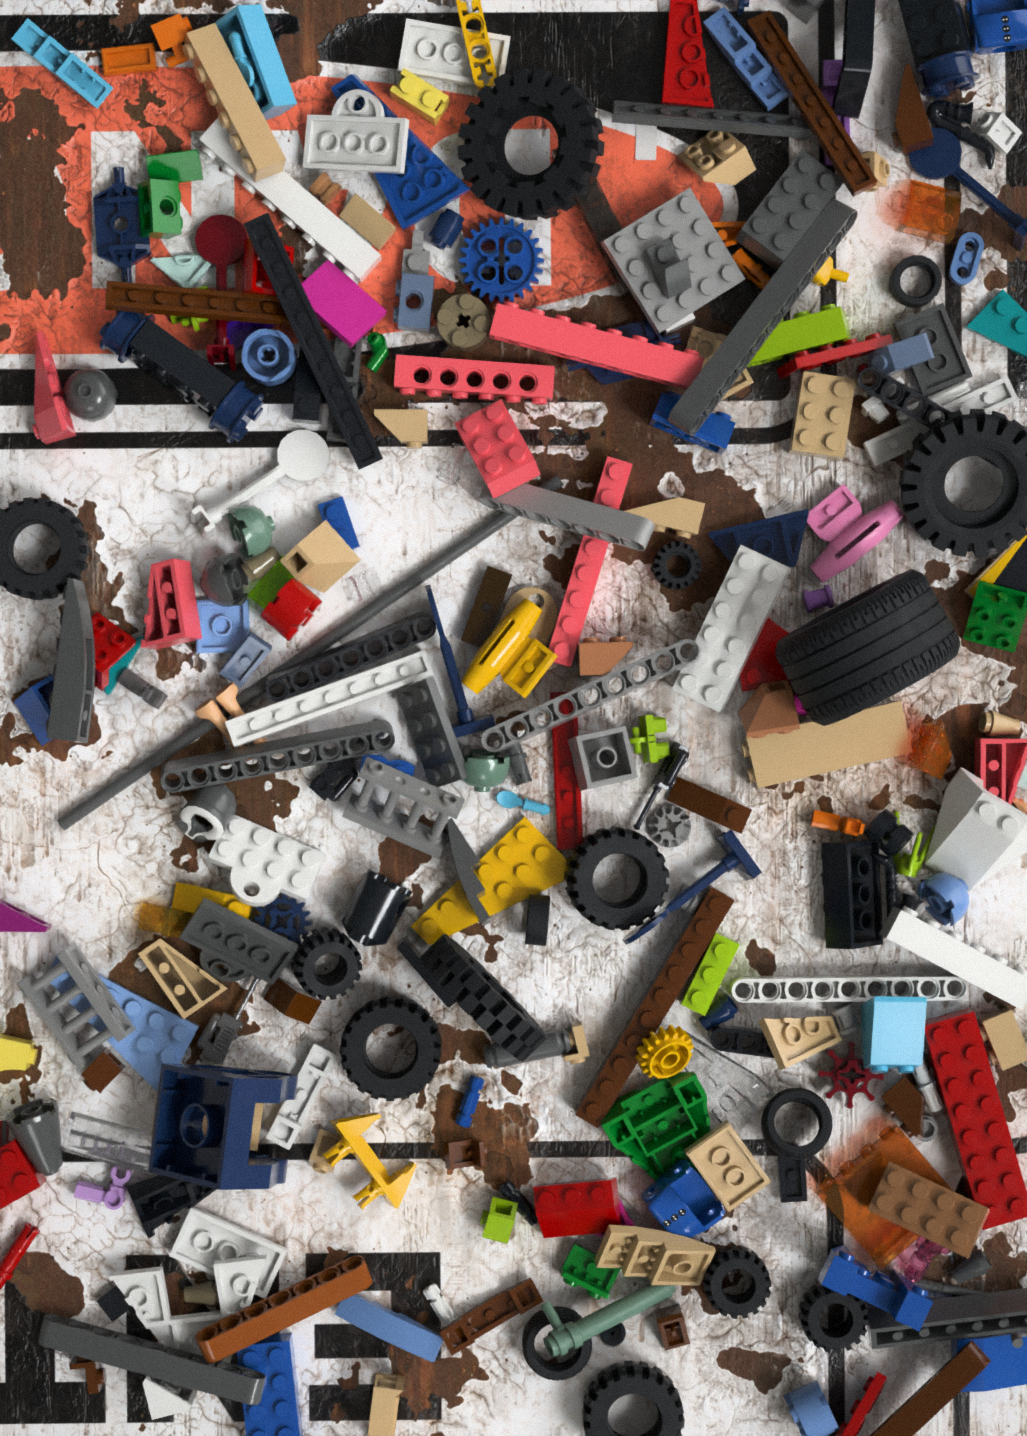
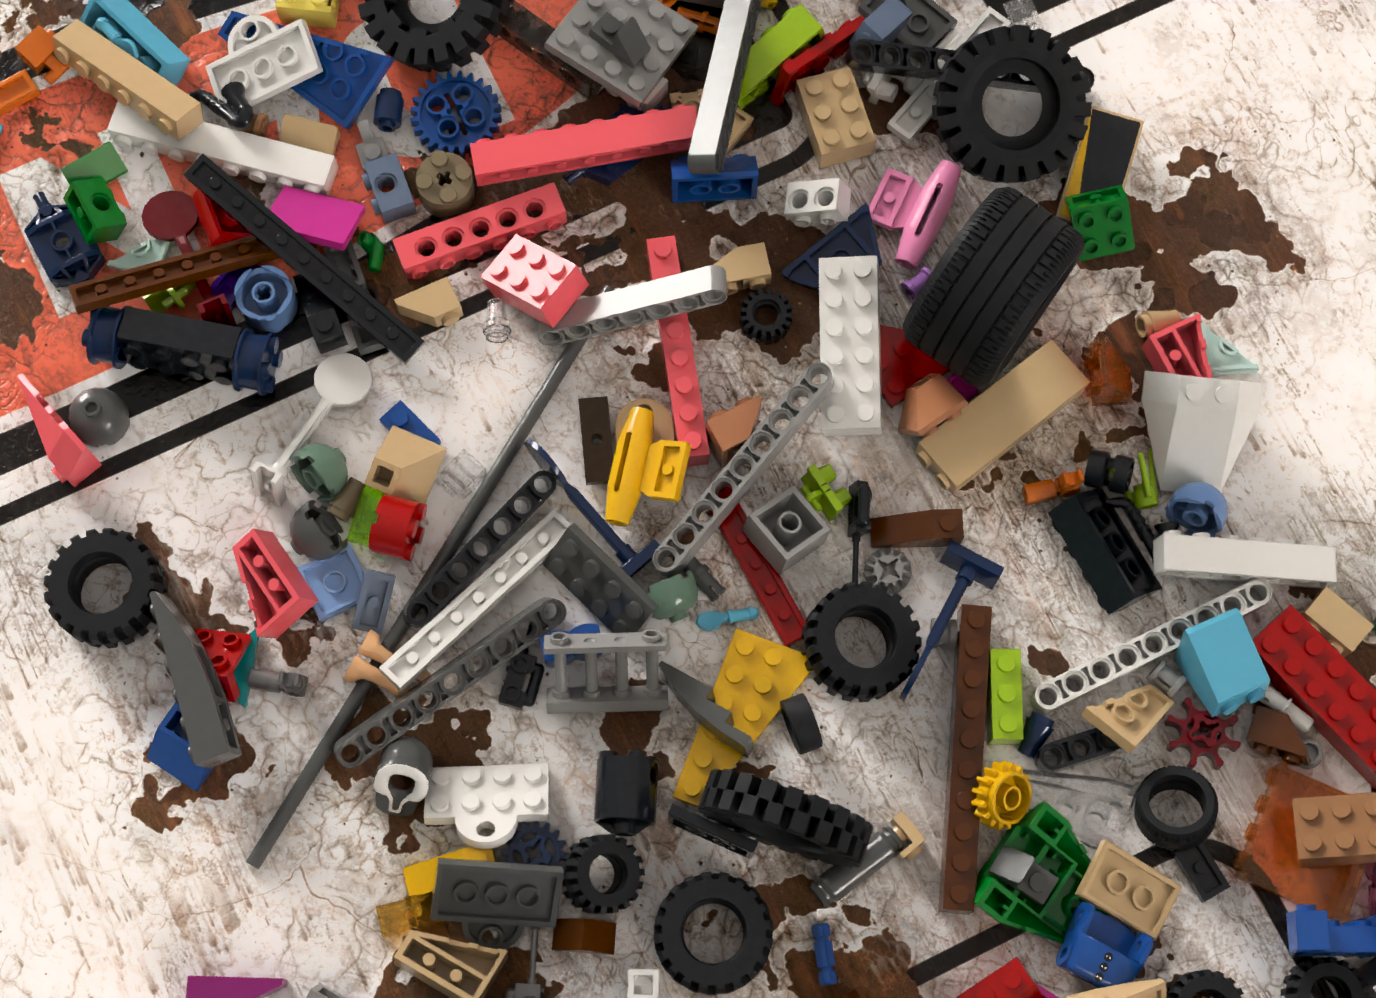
camera: 30 degrees left, 15 degrees down
(313, 173) = (235, 112): none -> black piece
(650, 1118) = (1023, 874): none -> dark grey slope
(769, 486) = (817, 197): none -> white brick

